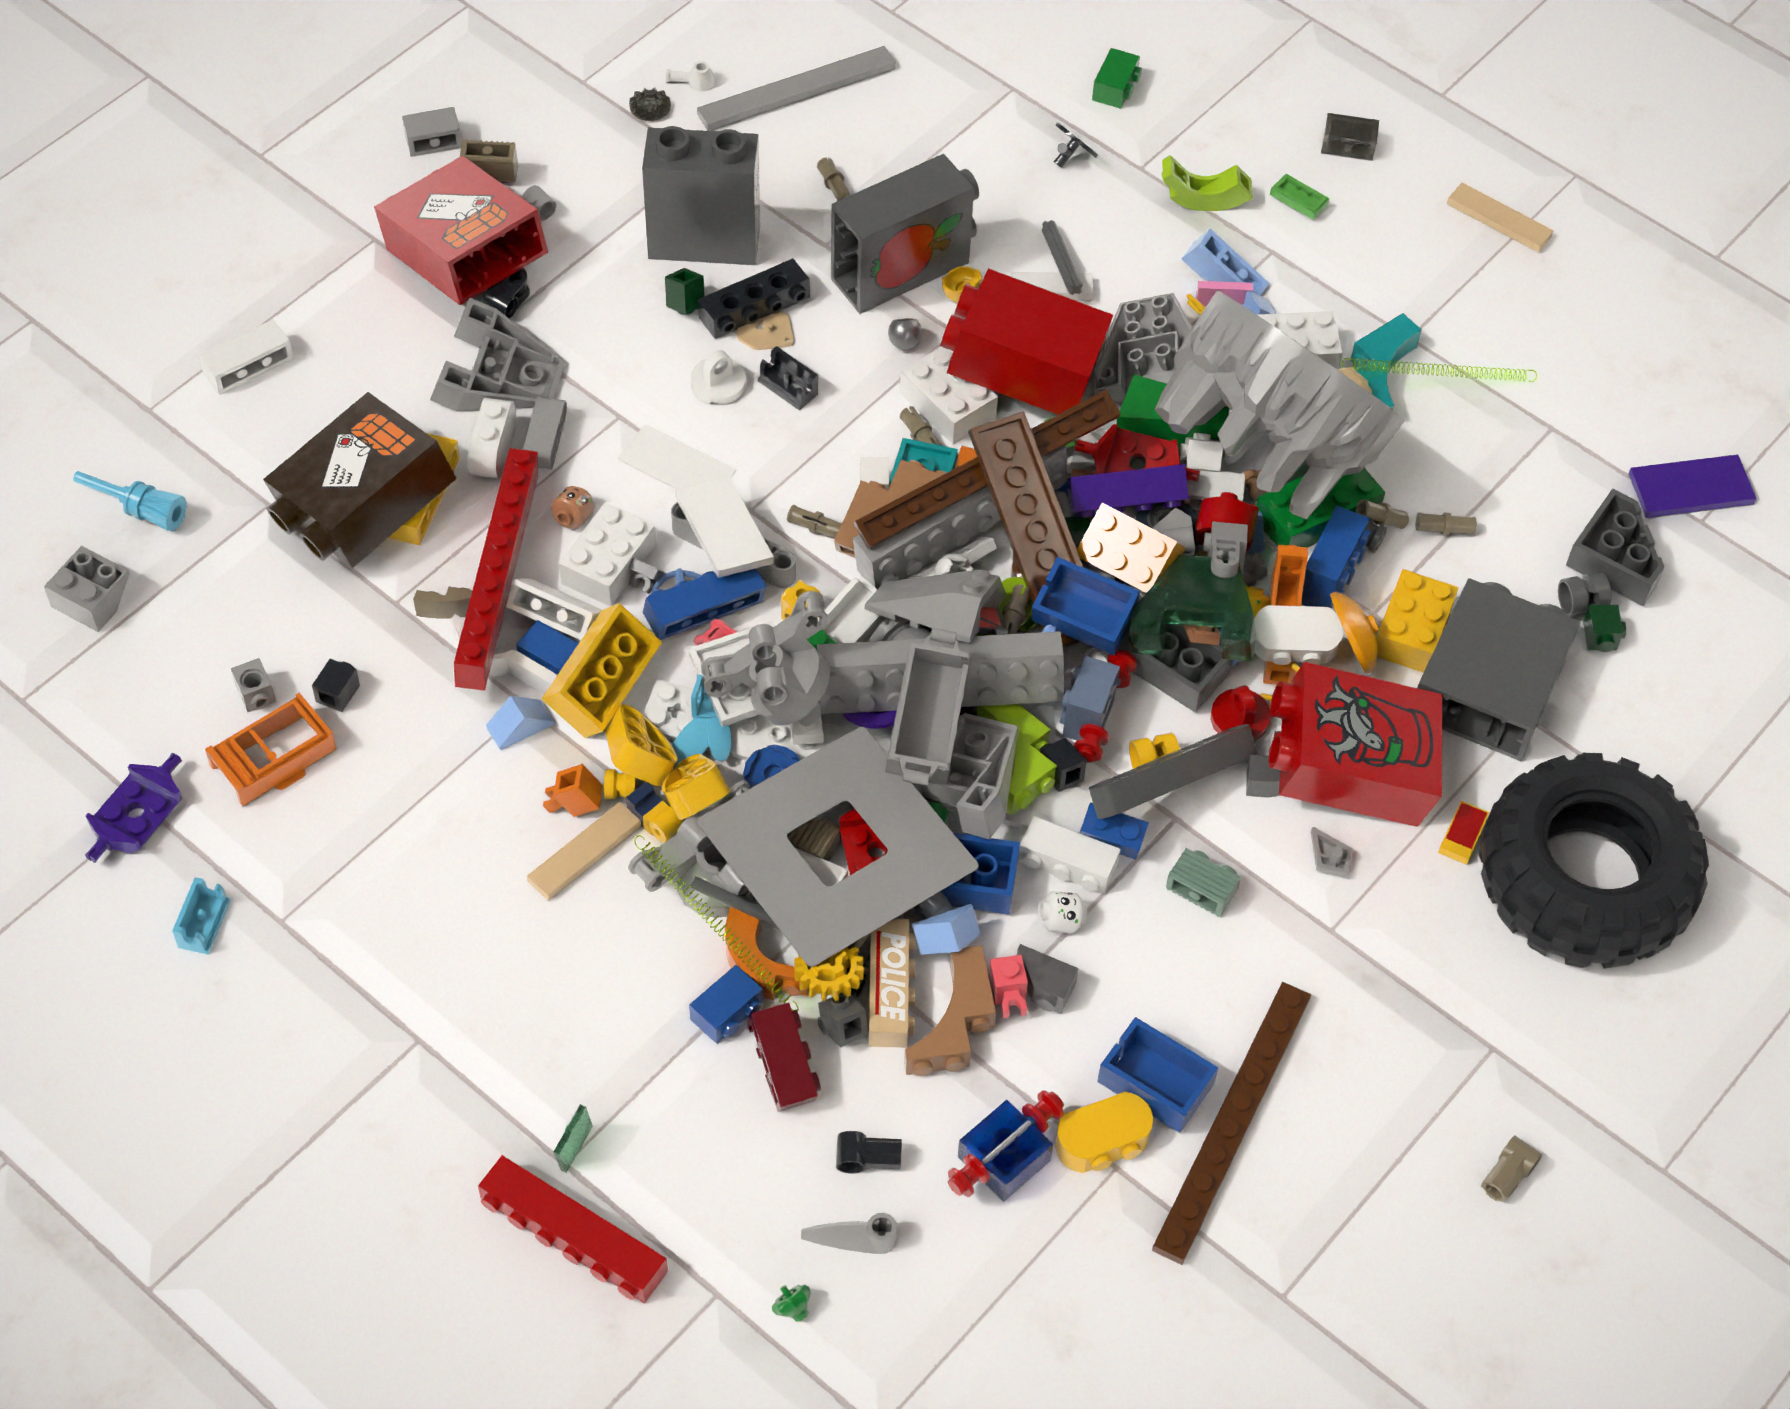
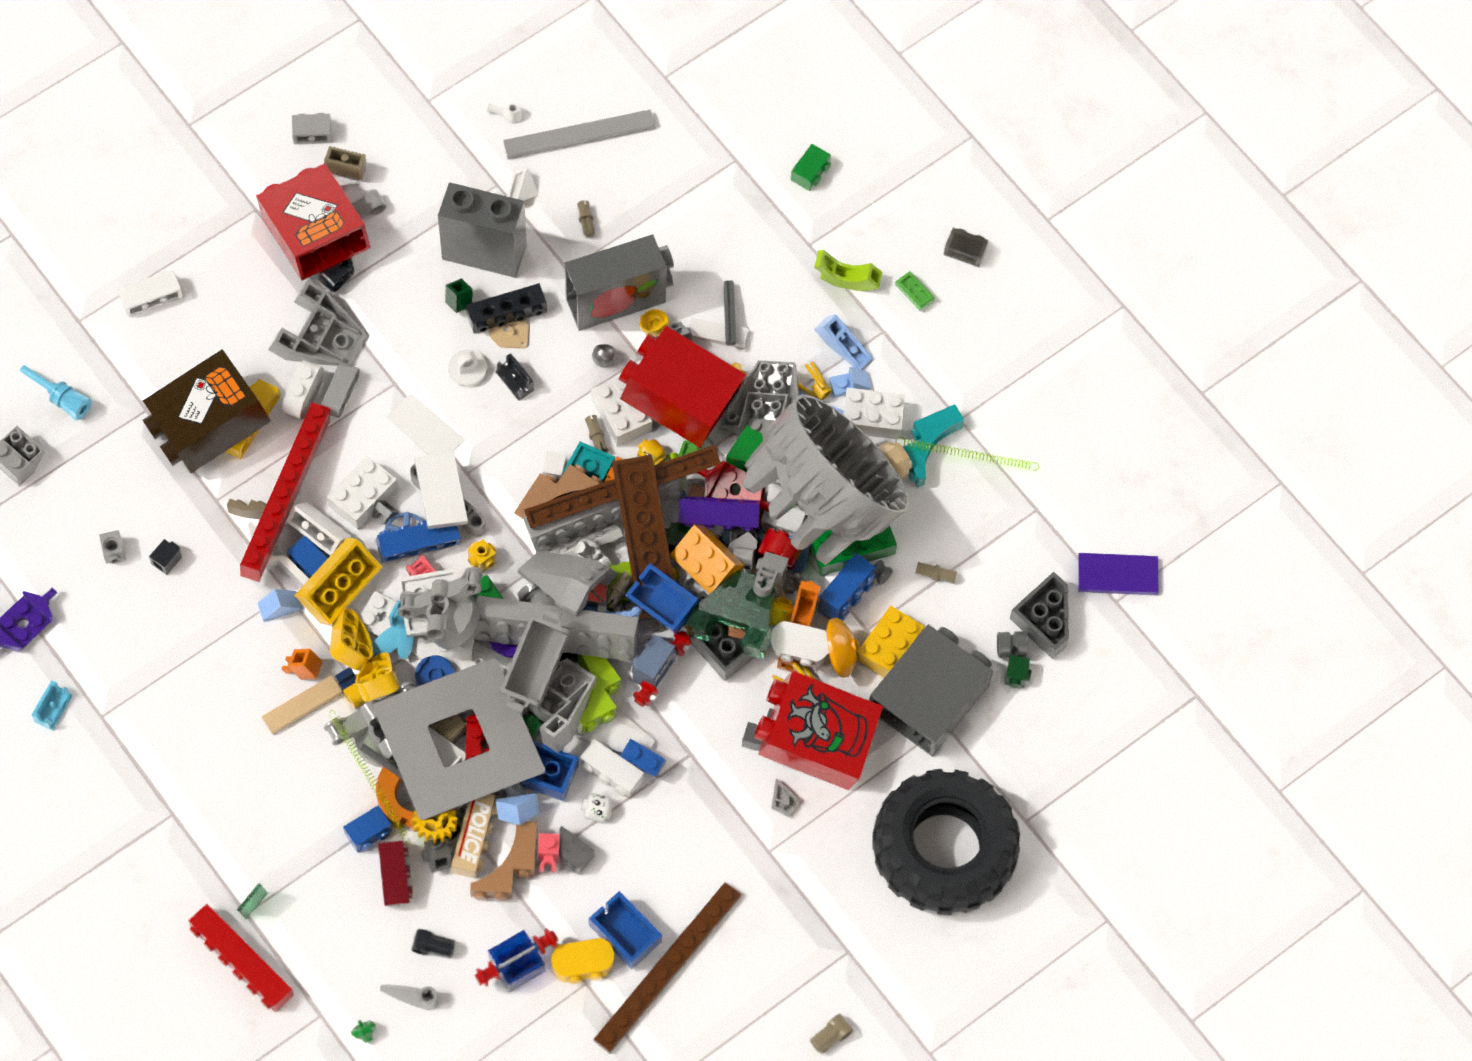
camera: 10 degrees right, 10 degrees up
(282, 771) = (92, 608): orange piece -> none
(572, 507) = (346, 451): nougat head -> none
(618, 784) = (330, 663): yellow wheel -> none
(649, 111) = (471, 137): clear smoke gear -> none
(813, 521) = (498, 486): dark tan pin -> none
(847, 617) = (505, 574): white piece -> none
(1067, 150) = (764, 219): black shield -> none
(1069, 763) = (625, 703): black brick -> none
(1145, 750) = (679, 709): yellow wheel -> none
(1172, 771) = (691, 726): dark grey beam -> none
(1203, 881) = (694, 803): sand green brick -> none
(1234, 290) = (834, 362): bright pink tile -> none
(1238, 708) = (752, 688): red tile -> none
(1382, 513) = (892, 559): dark tan pin -> none
(1463, 832) = (873, 801): red tile -> none
(1500, 217) = (1055, 333): tan tile -> none

